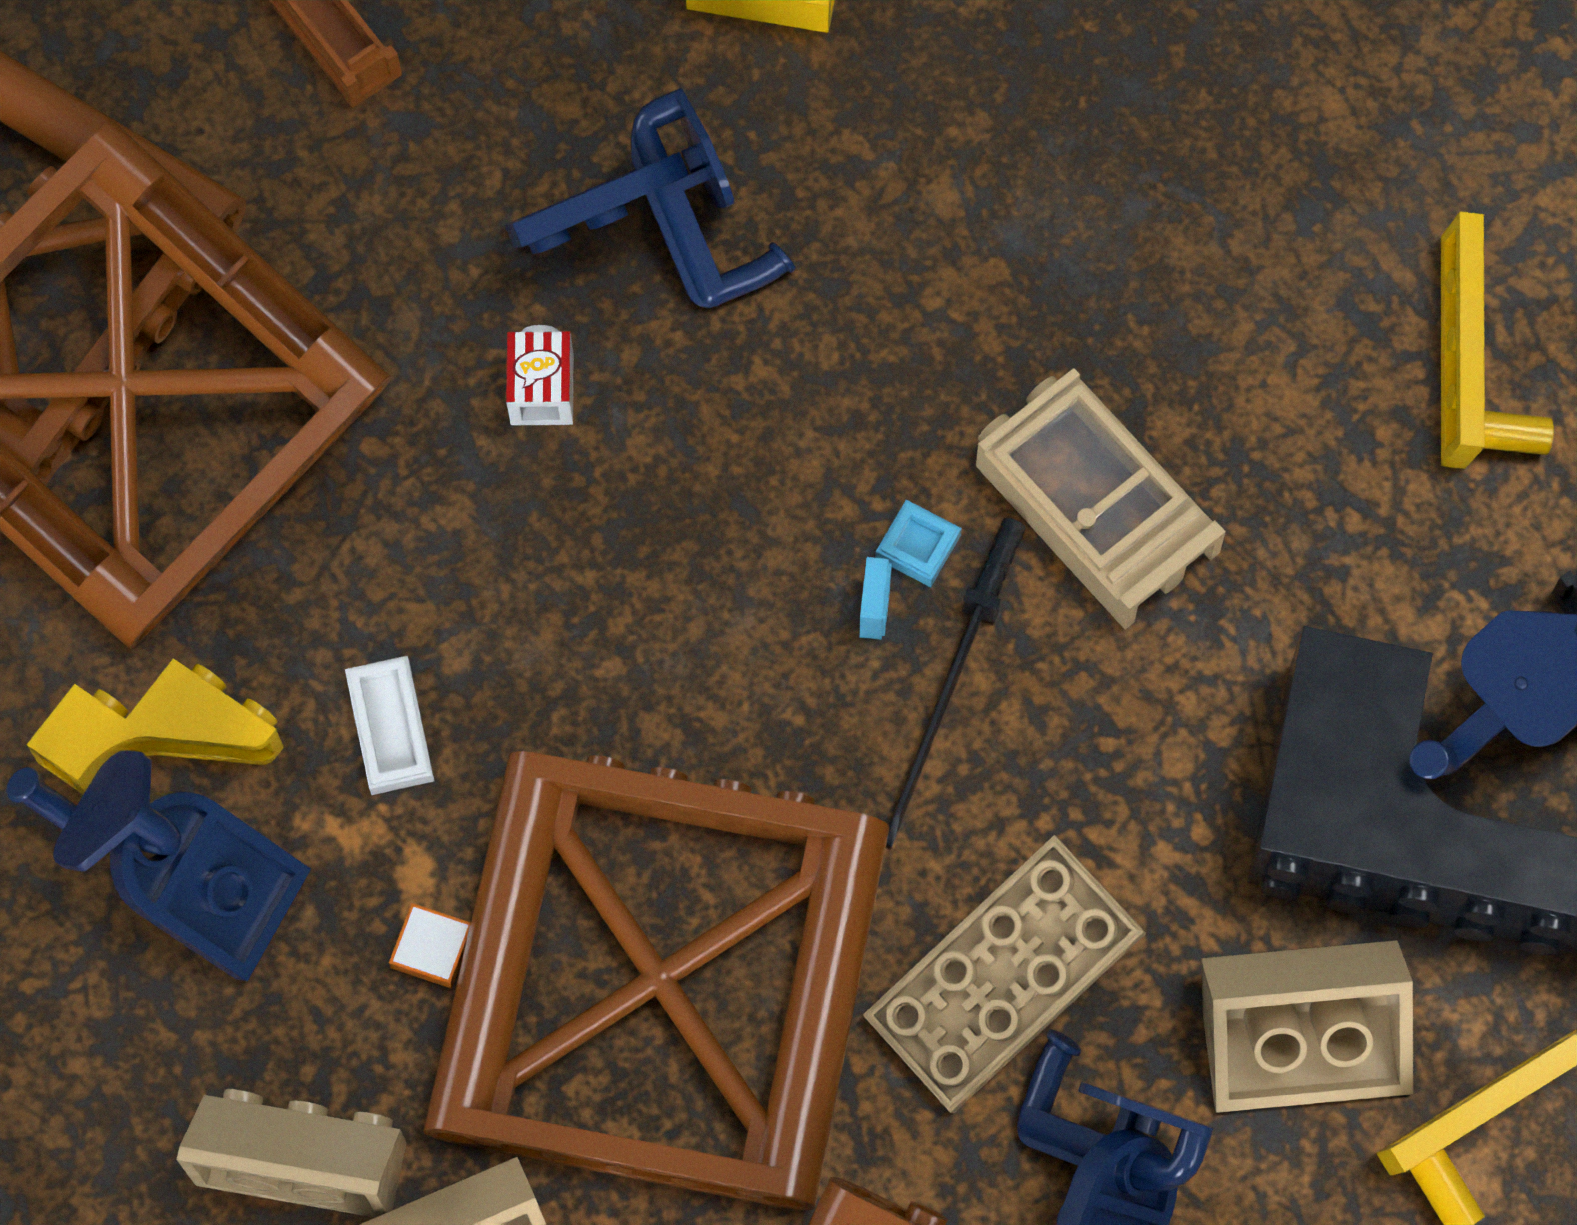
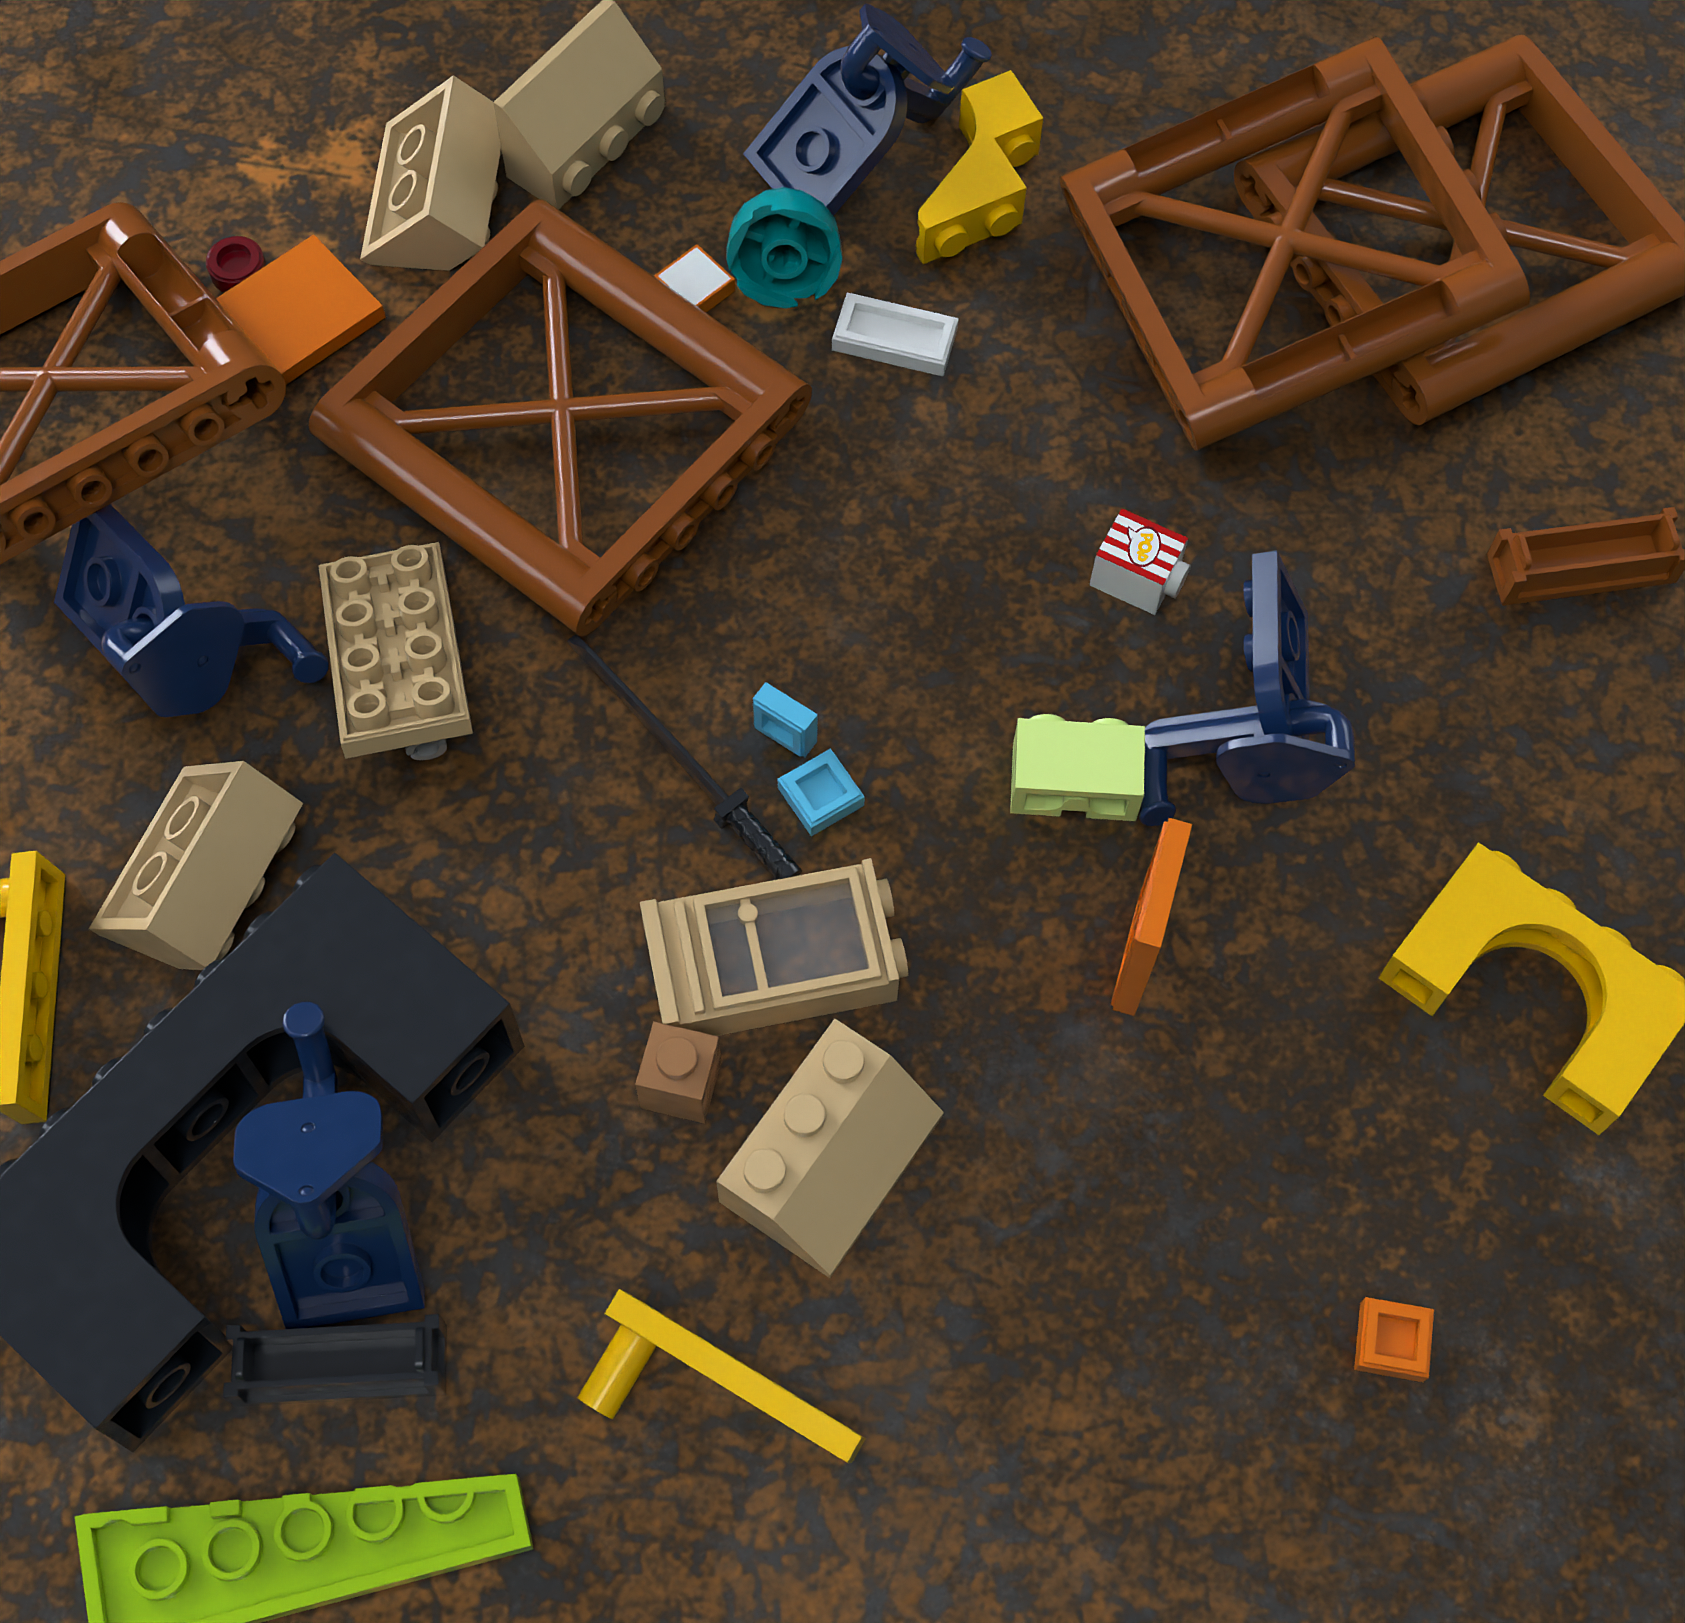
camera: 115 degrees right, 5 degrees down
(353, 866) = (784, 247): none -> teal cylinder
(782, 333) = (1078, 767): none -> yellowish green brick
(918, 183) = (1151, 916): none -> orange tile
(1239, 371) = (829, 1148): none -> tan slope
(1250, 508) = (678, 1072): none -> medium nougat brick

